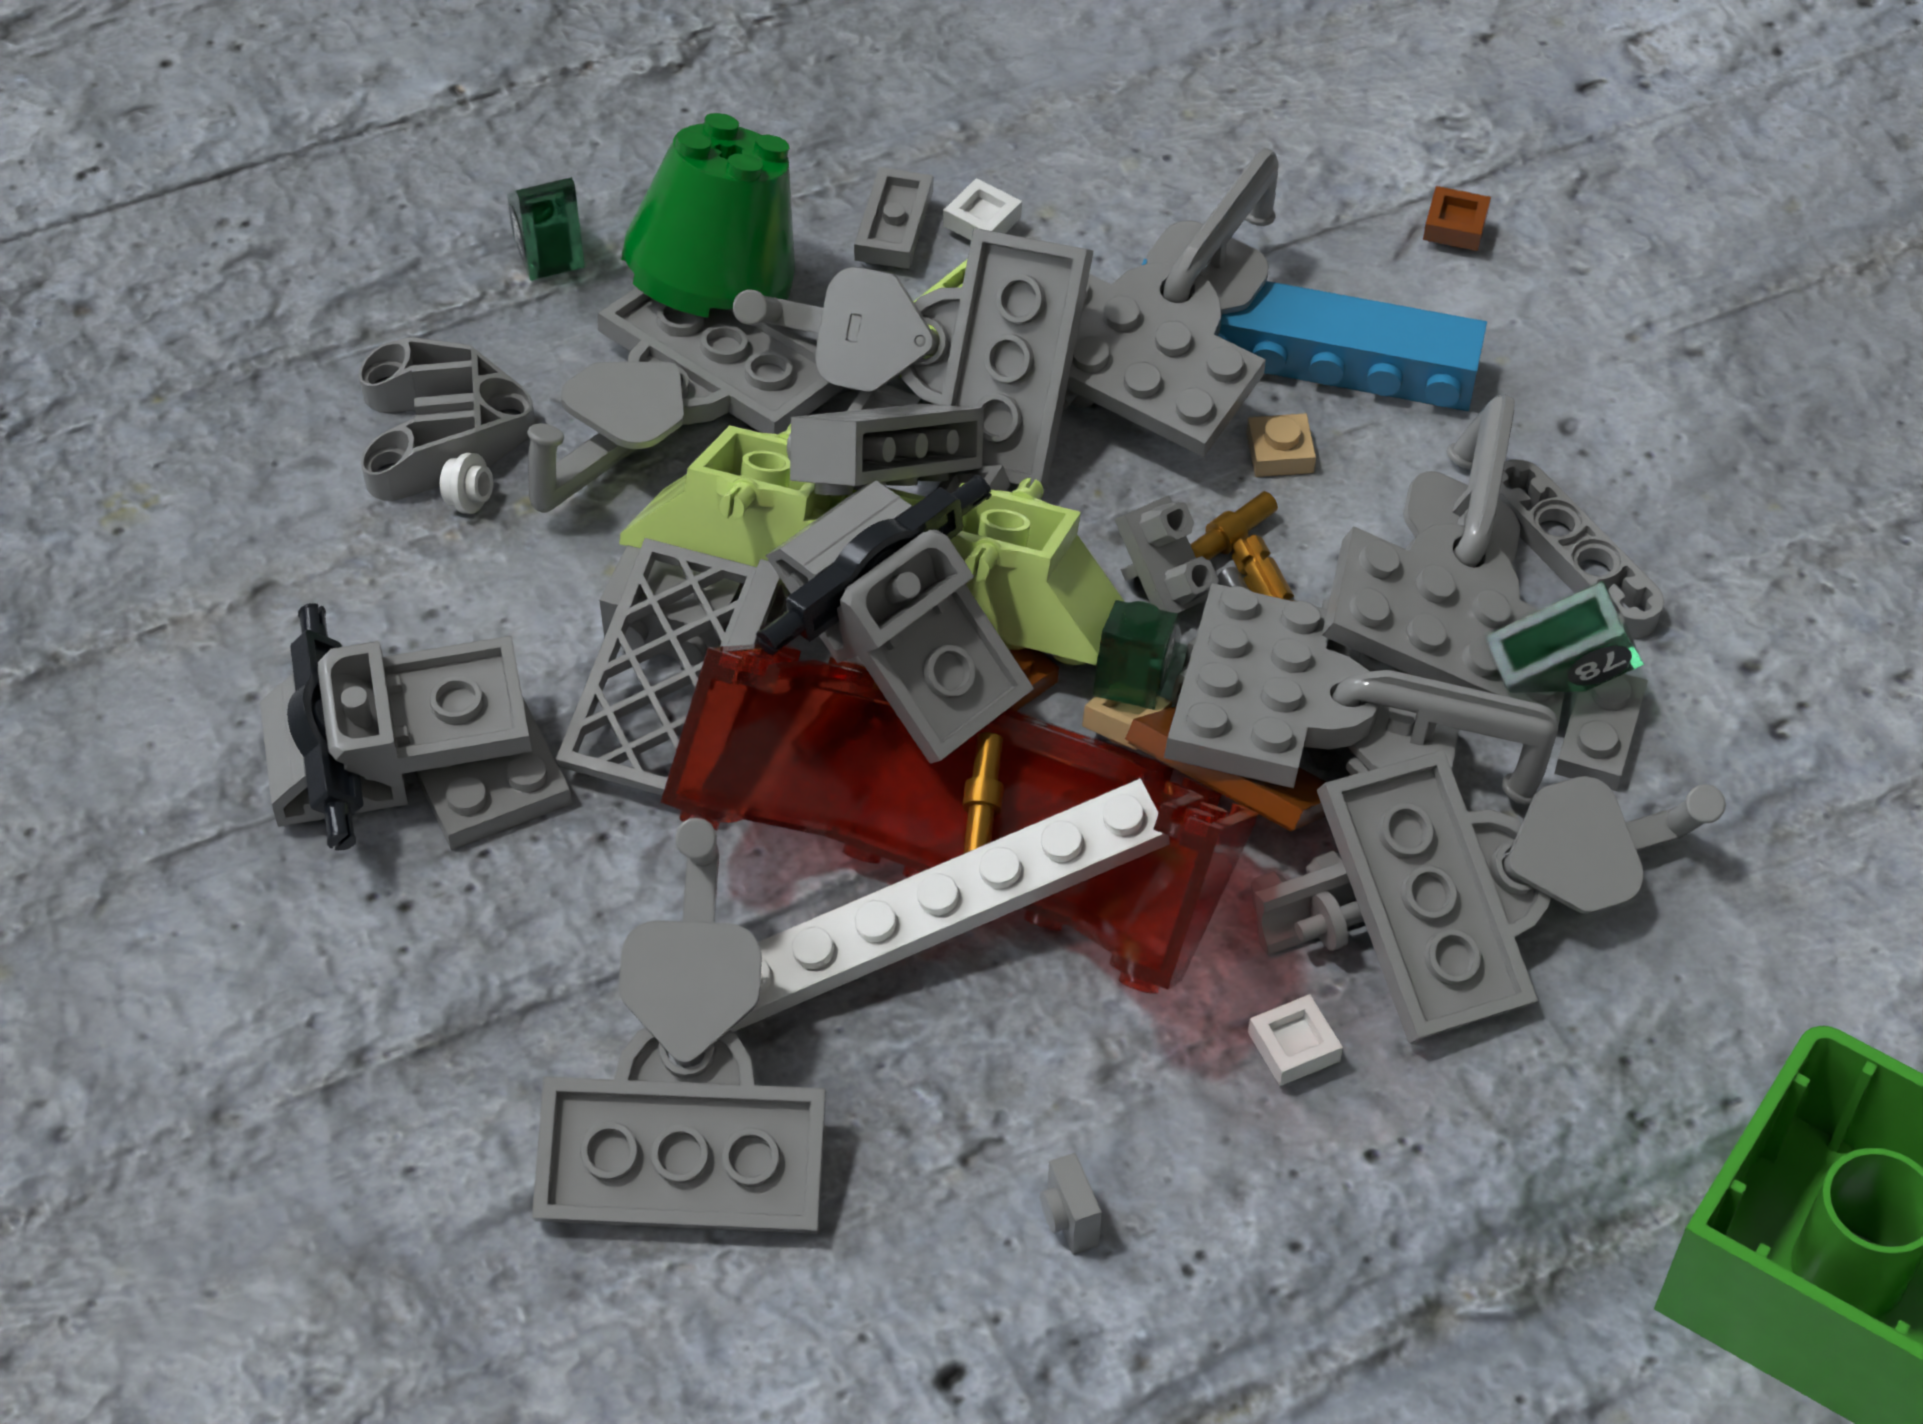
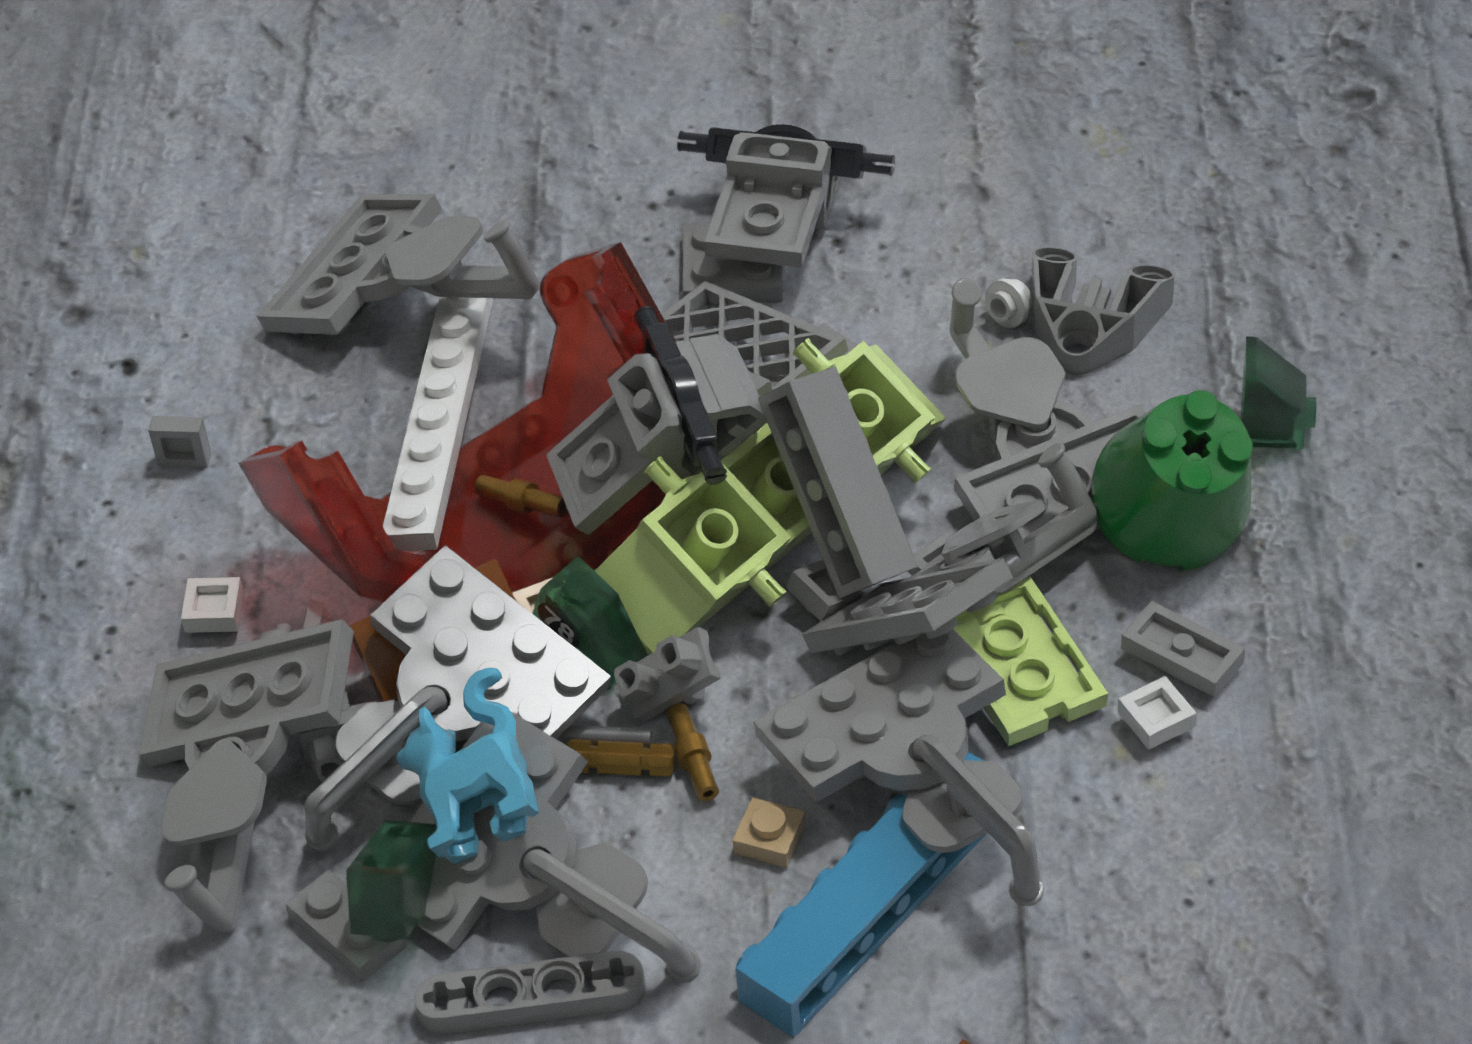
camera: 120 degrees right, 5 degrees down
(1439, 584) = (476, 777): none -> medium azure animal

